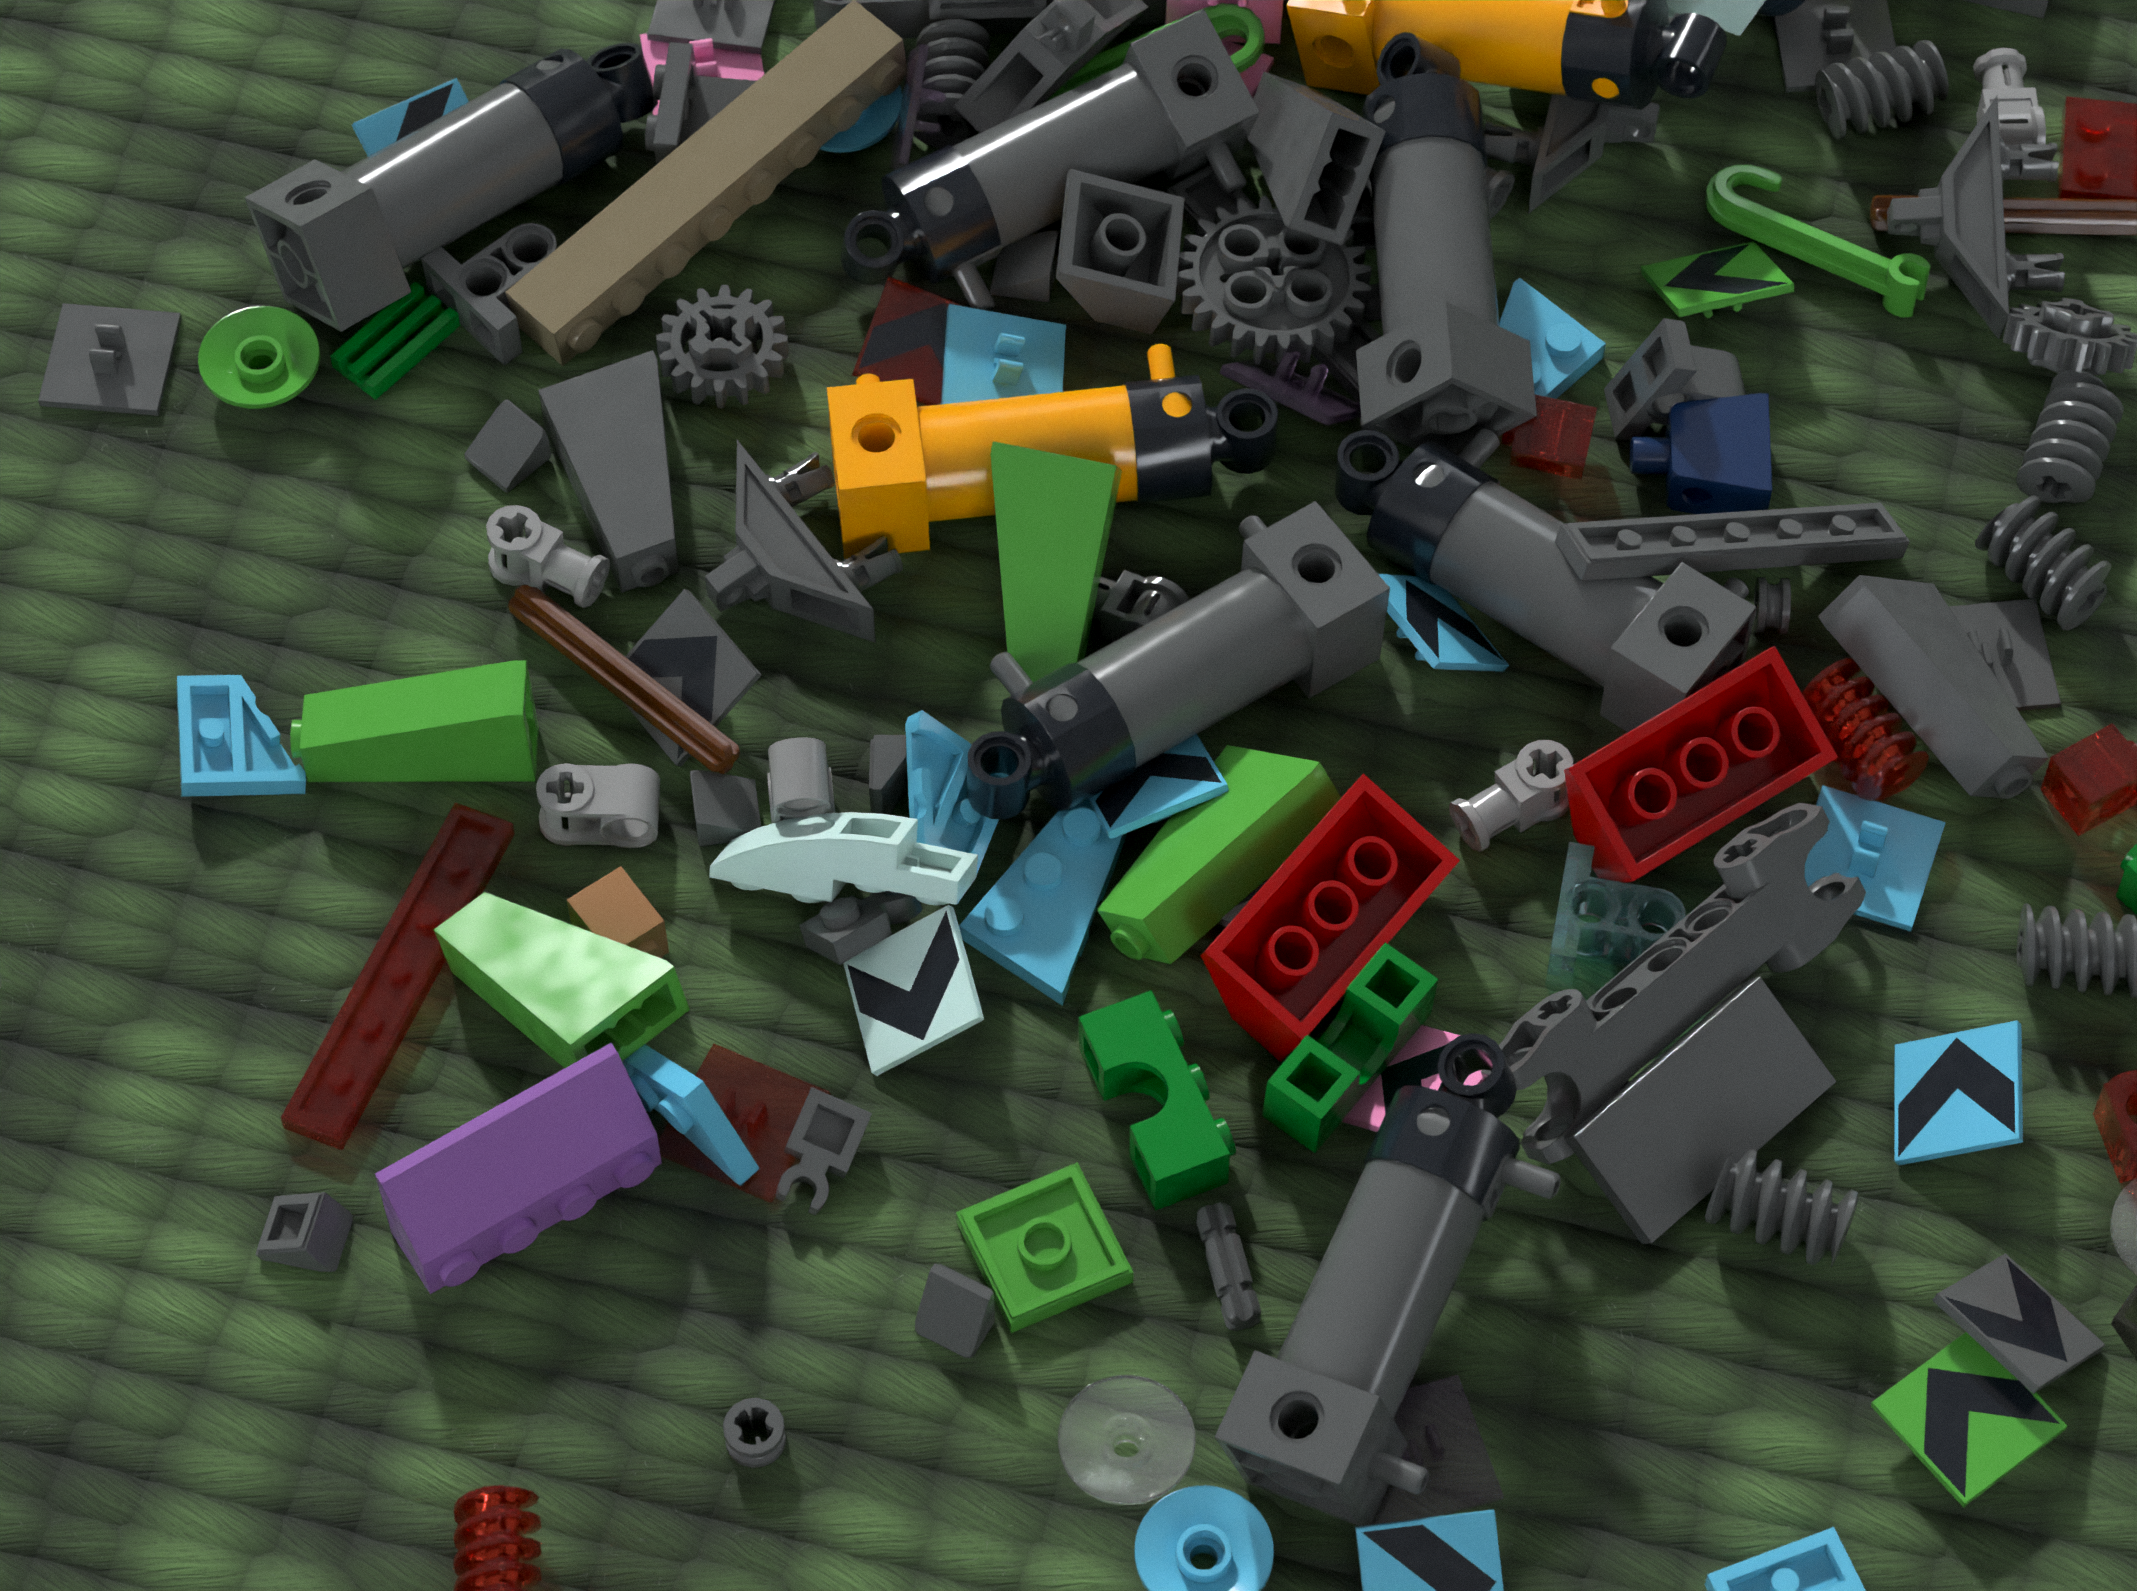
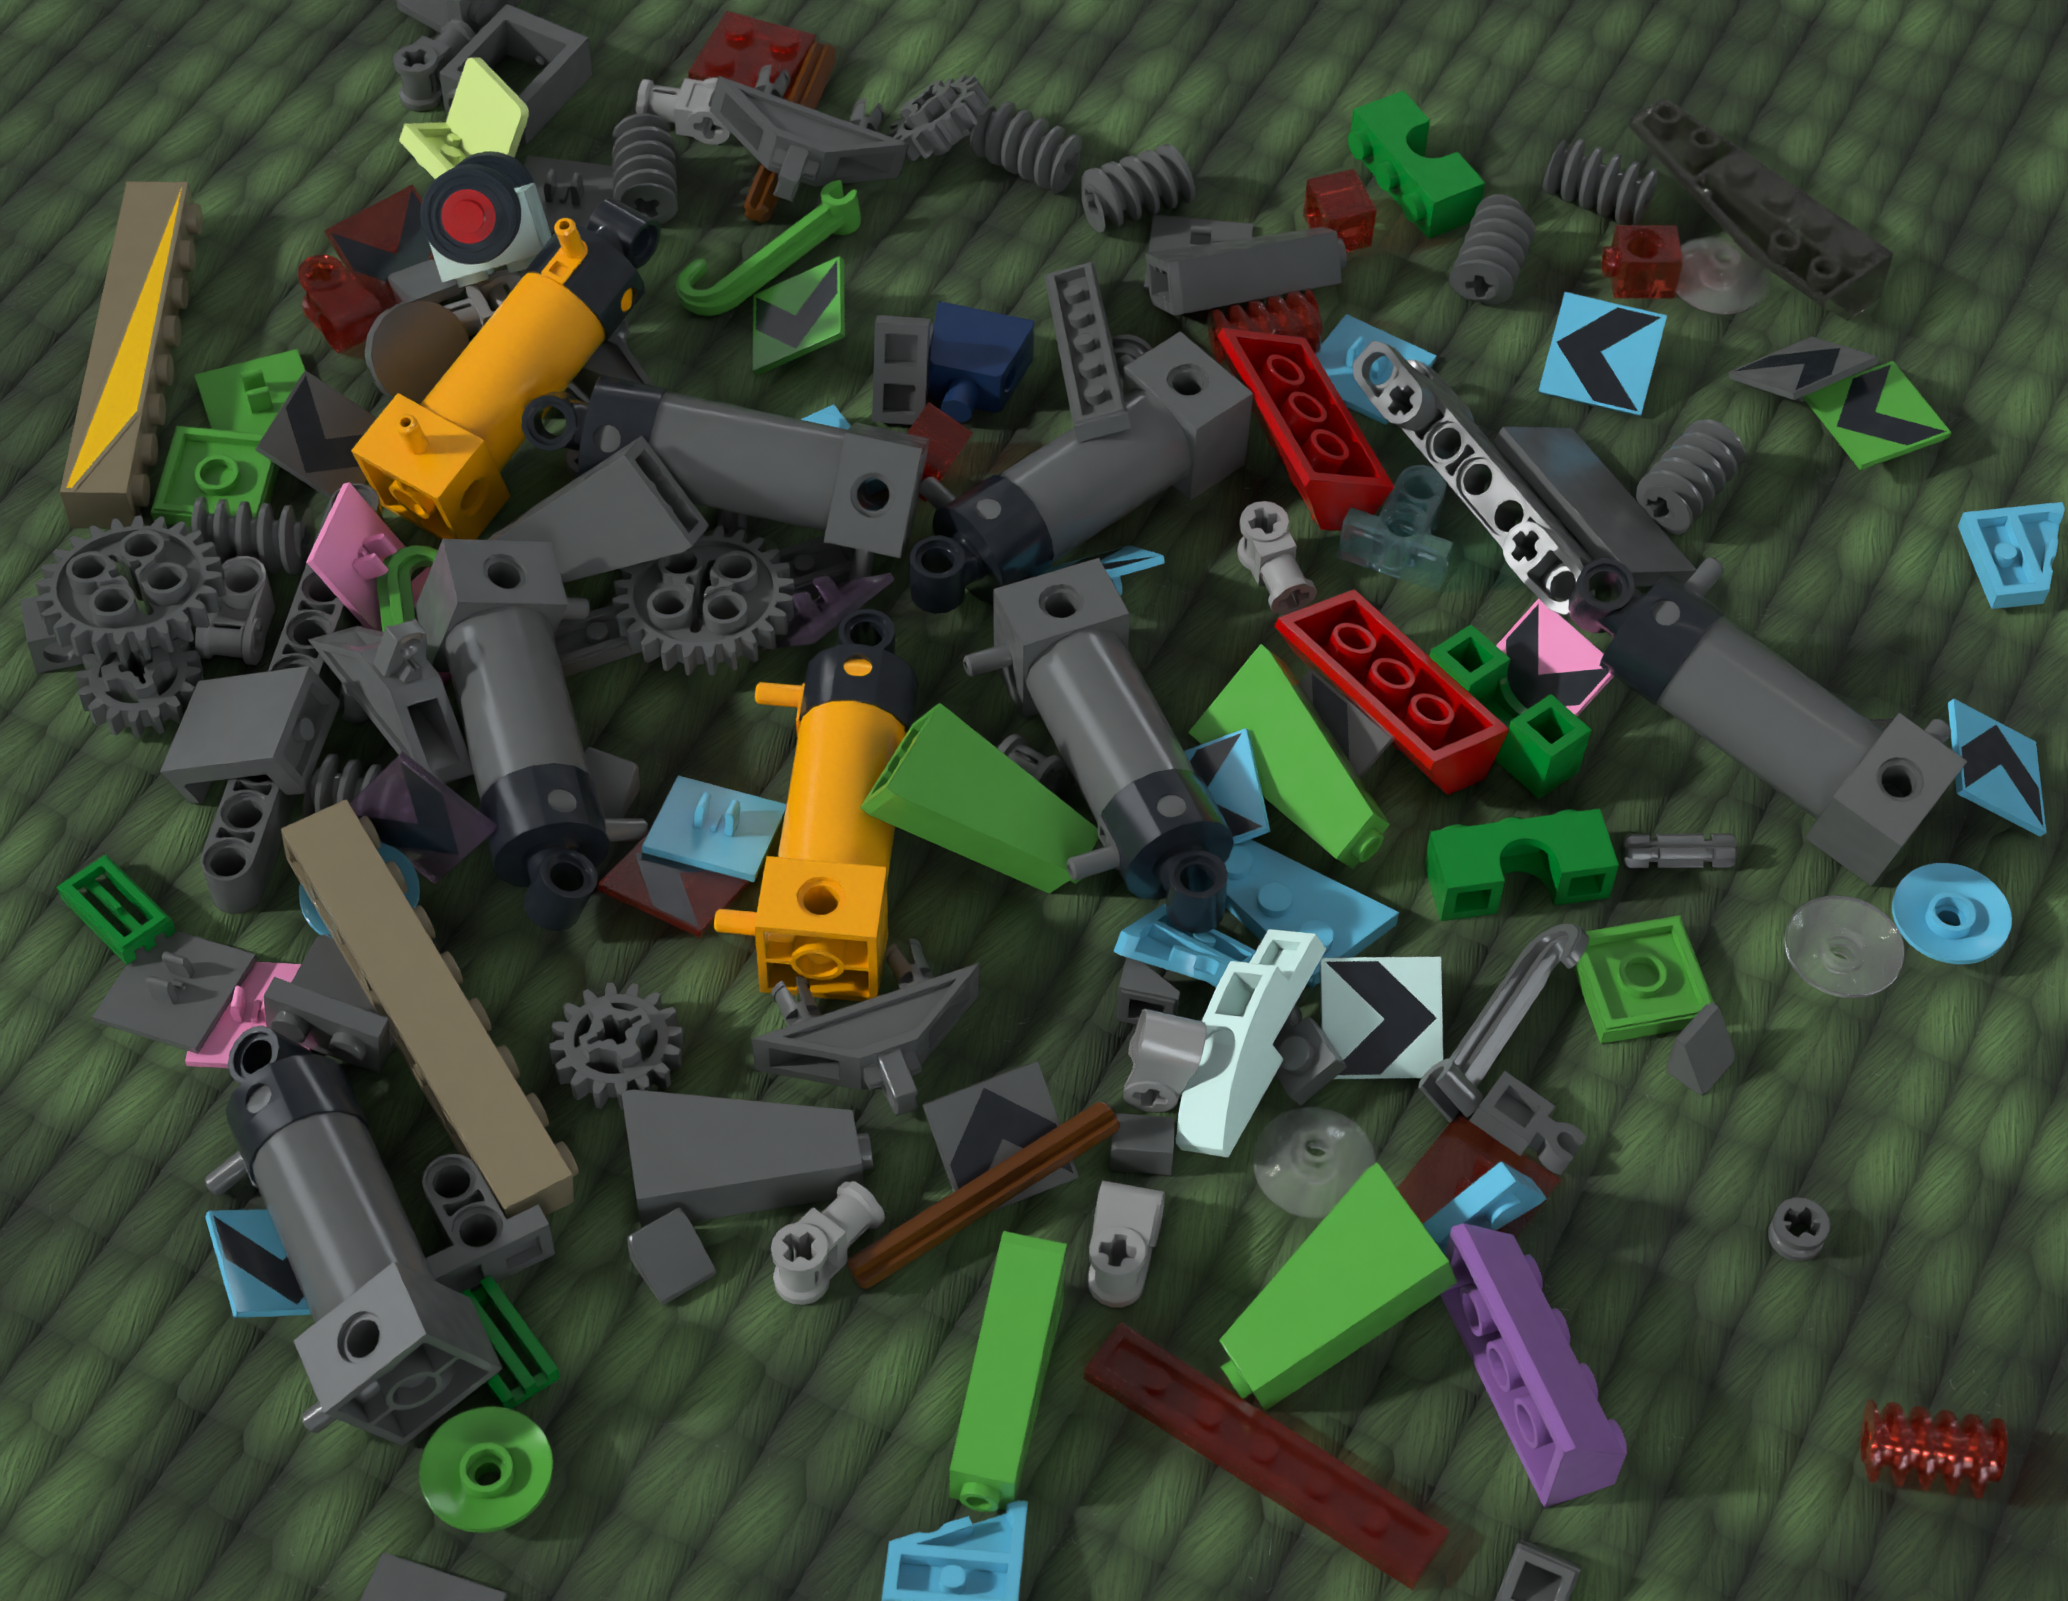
camera: 80 degrees left, 5 degrees down
(620, 913) = (1259, 1241): medium nougat brick -> none
(749, 993) = (1305, 1182): none -> clear dish
(850, 1074) = (1454, 1081): none -> dark grey piece
(1120, 250) = (643, 689): dark grey slope -> none

